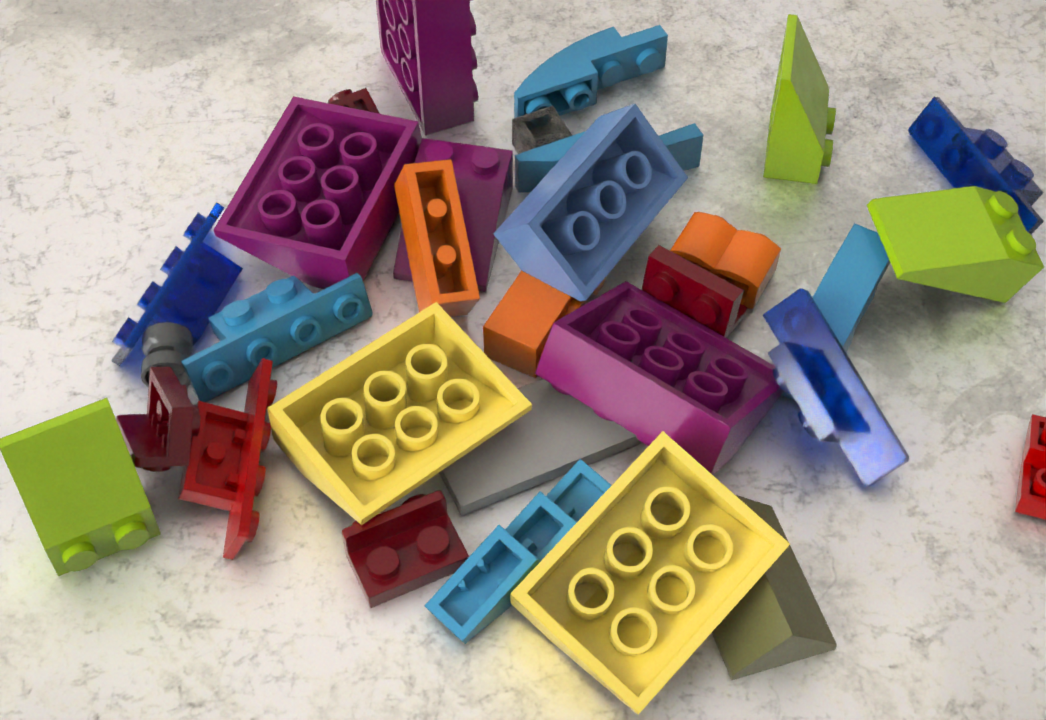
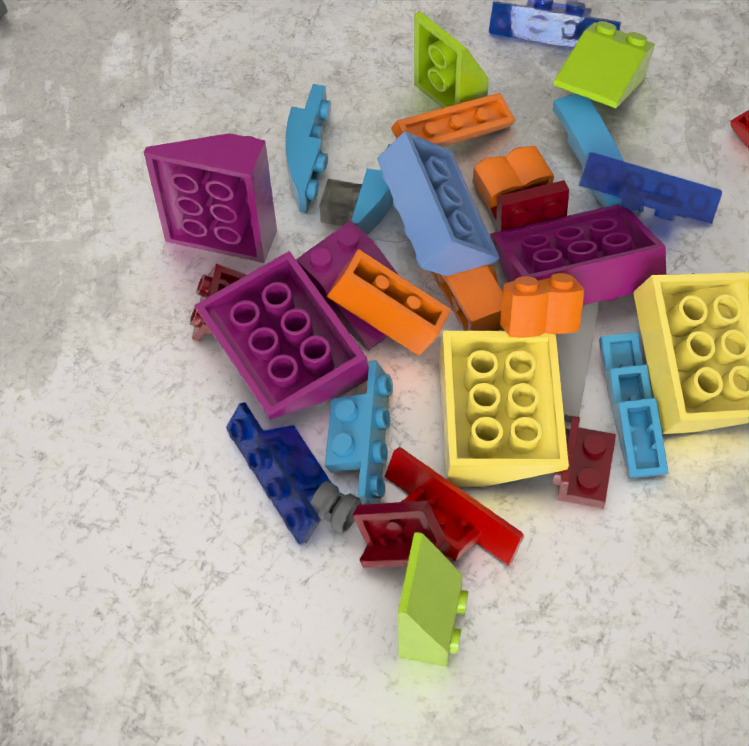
camera: 50 degrees left, 5 degrees up
(541, 365) = (542, 306): none -> orange brick
(736, 163) = (458, 121): none -> orange plate

